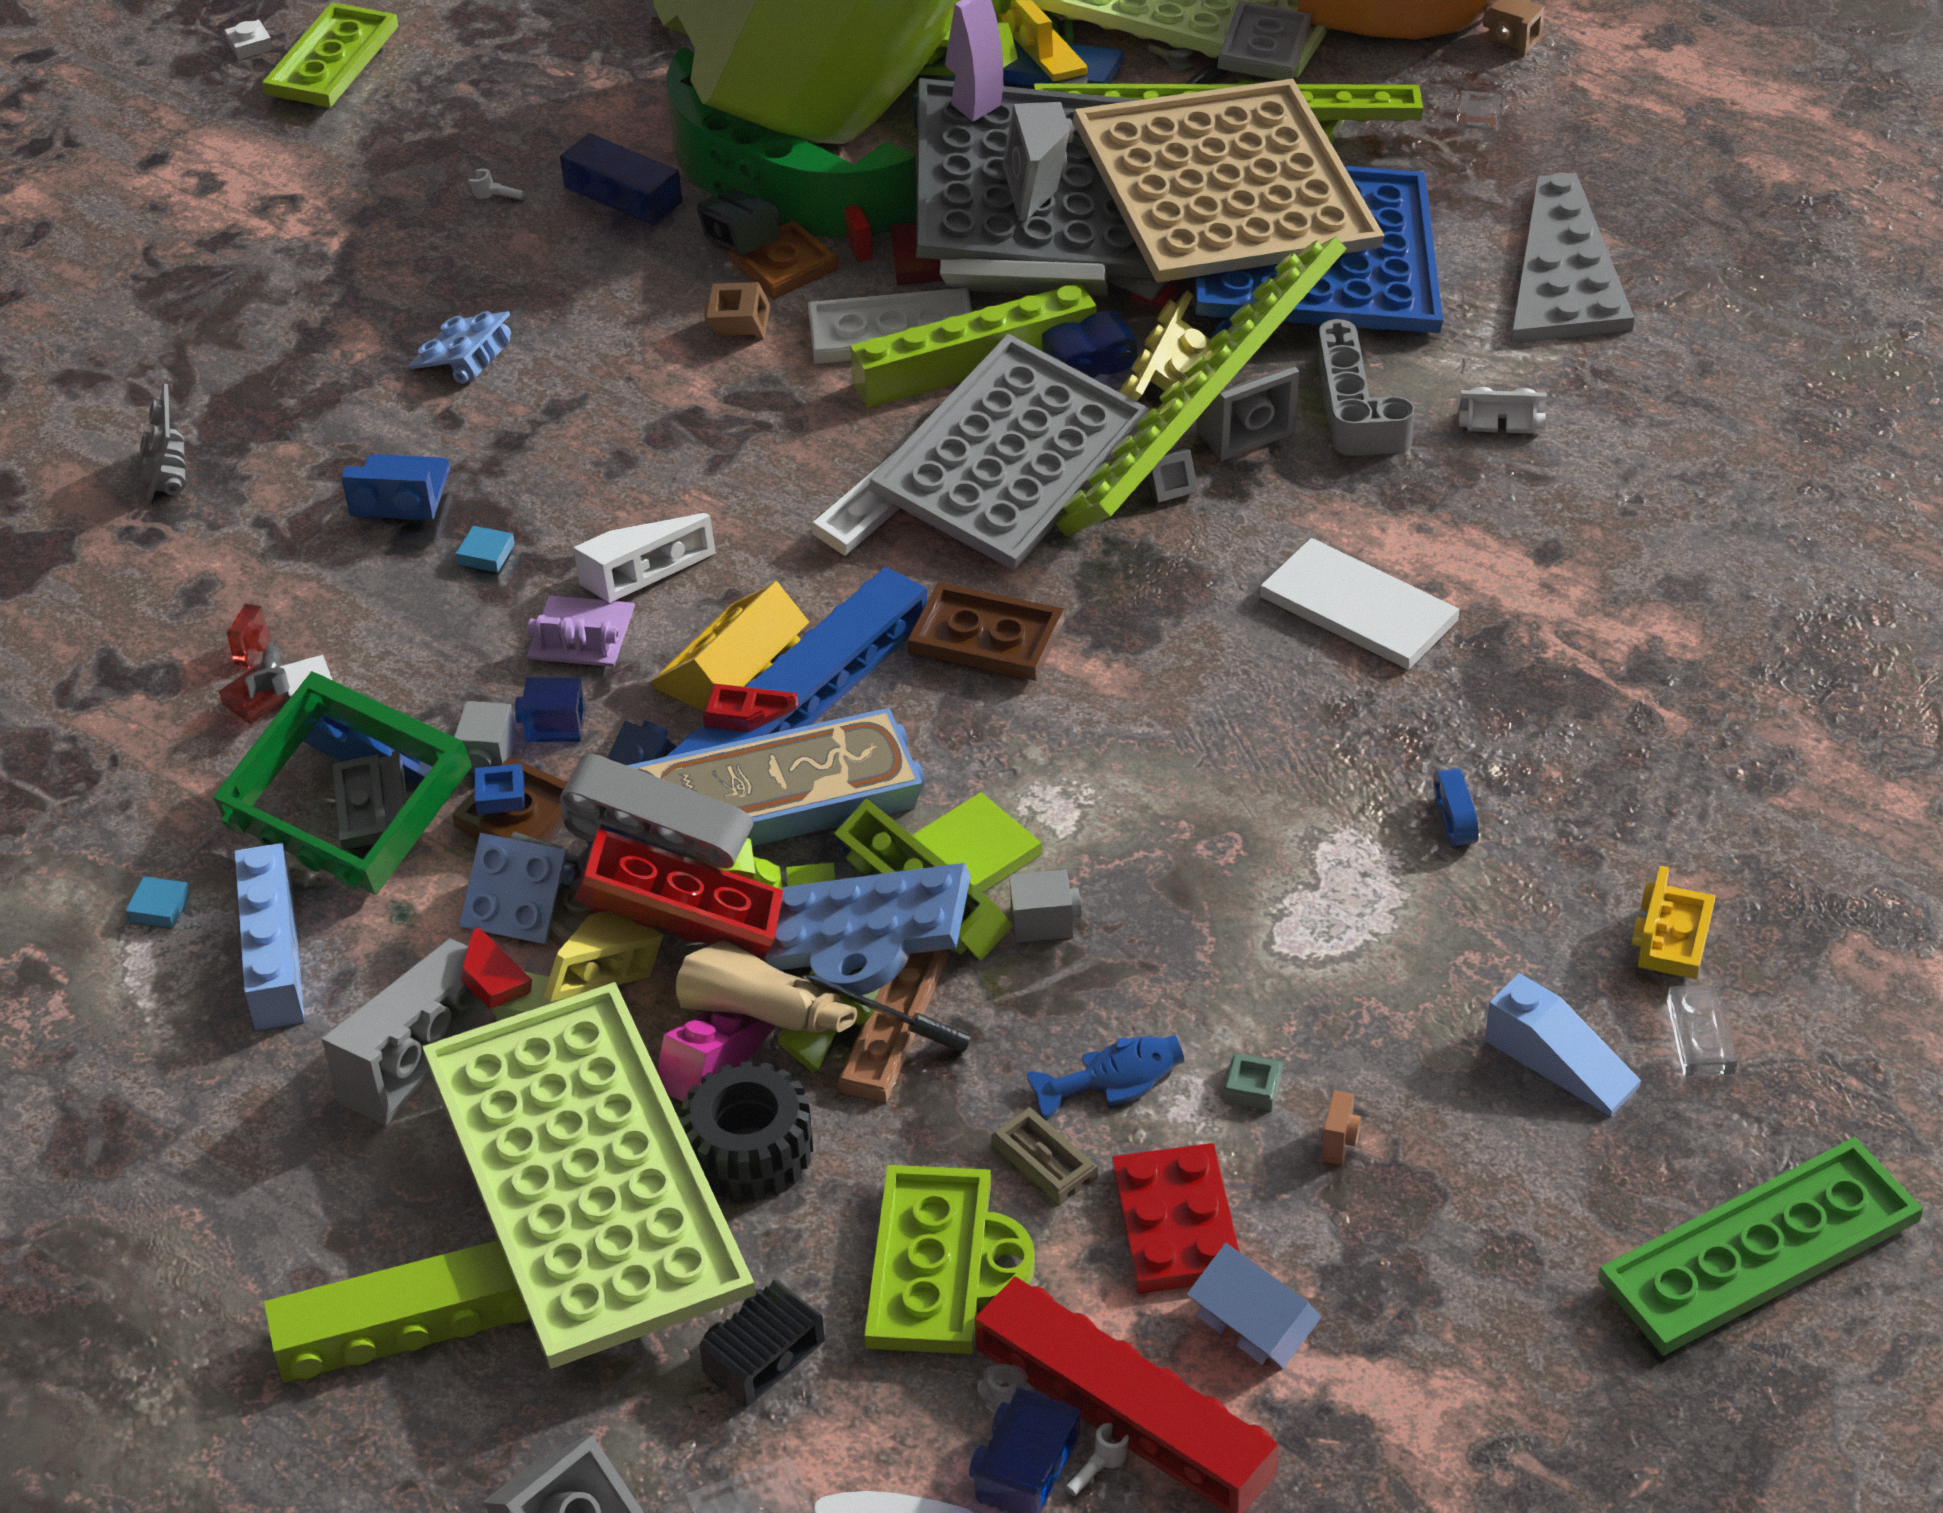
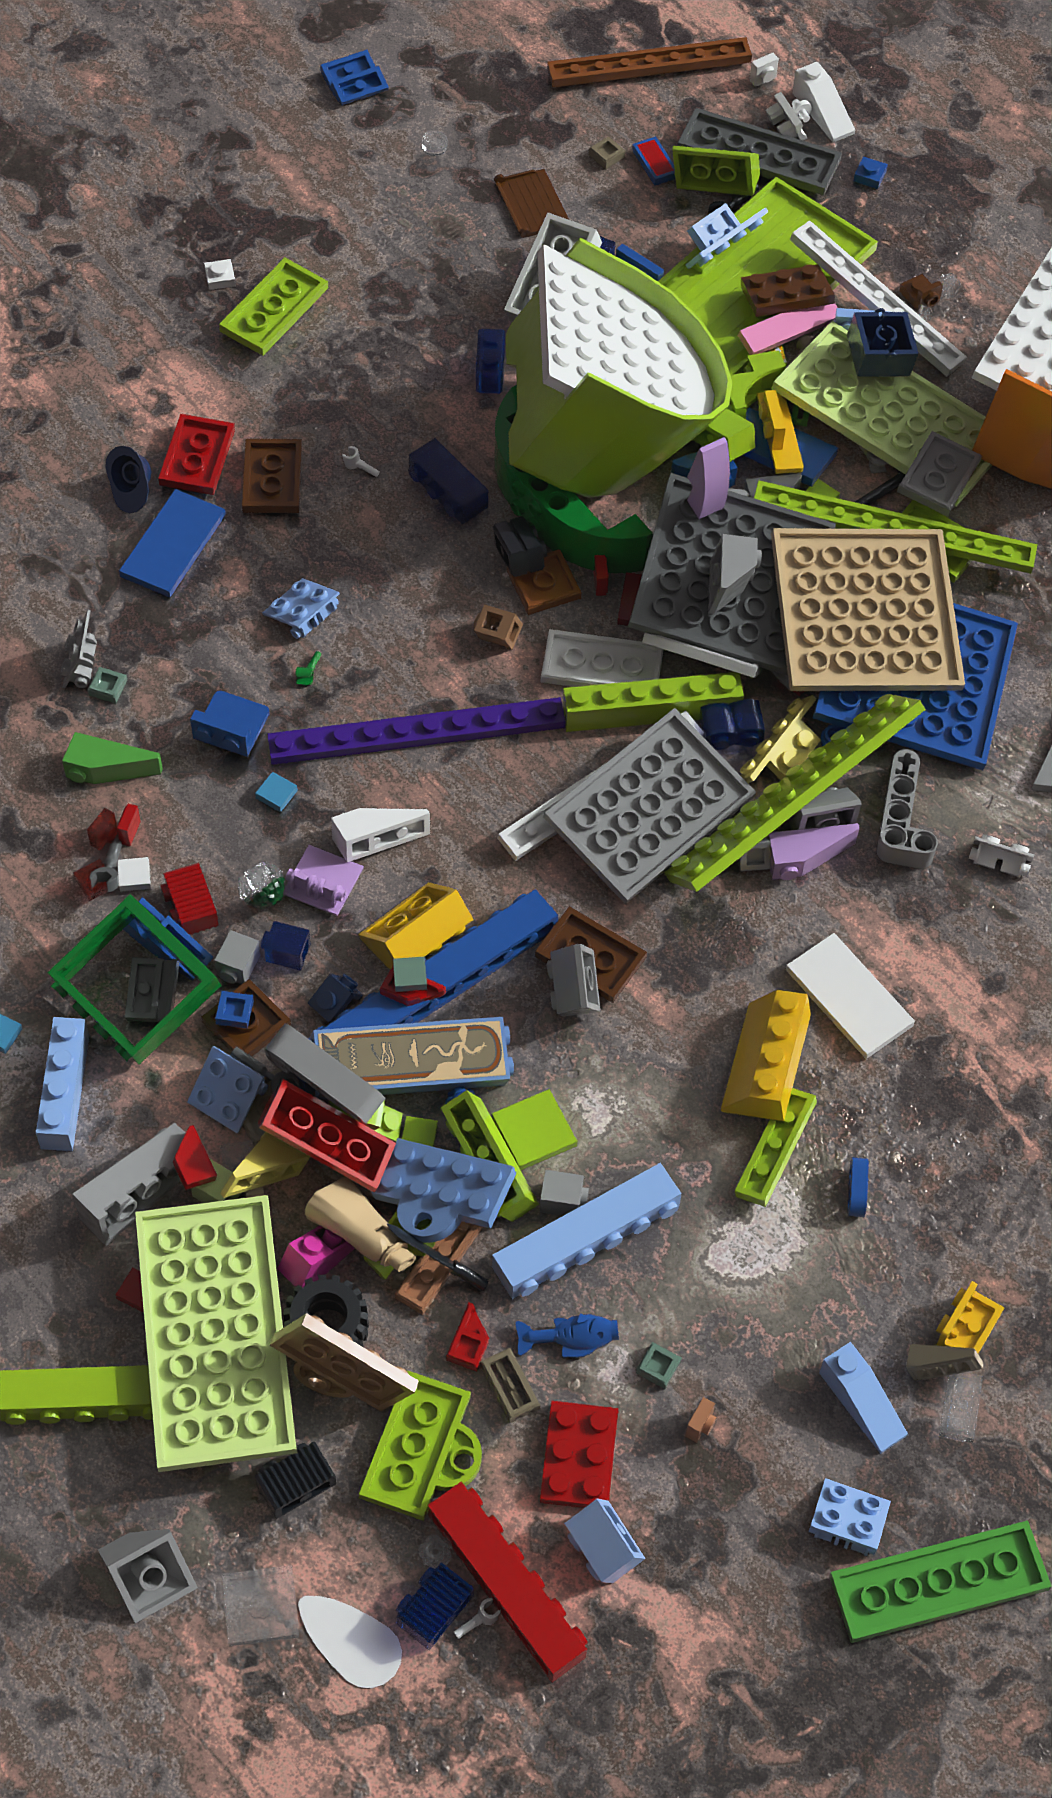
camera: 10 degrees right, 15 degrees up
(180, 255) = (128, 478): none -> dark blue piece
(211, 483) = (107, 685): none -> sand green tile
(237, 559) = (104, 761): none -> bright green slope
(261, 317) = (172, 543): none -> blue tile
(269, 219) = (196, 454): none -> red plate
(284, 622) = (128, 824): none -> red tile
(379, 220) = (272, 476): none -> reddish brown plate
(398, 681) = (190, 899): none -> red brick
(446, 1167) = (131, 1290): none -> red tile
(487, 415) = (306, 674): none -> green hand
(498, 647) = (262, 885): none -> clear piece
(637, 50) = (490, 361): none -> clear blue brick
(658, 446) = (416, 730): none -> dark purple plate
(741, 685) = (410, 974): none -> sand green tile
(789, 1160) = (339, 1367): none -> medium nougat plate
(965, 1117) = (469, 1341): none -> red tile
(974, 651) = (574, 980): none -> light grey slope
(1090, 942) = (586, 1231): none -> light blue brick
(1240, 456) = (803, 850): none -> lavender slope
(1273, 683) = (768, 1056): none -> yellow slope
(1323, 787) = (775, 1150): none -> lime plate
(1600, 1192) = (850, 1517): none -> light blue hinge
(1656, 972) = (939, 1361): none -> dark tan slope

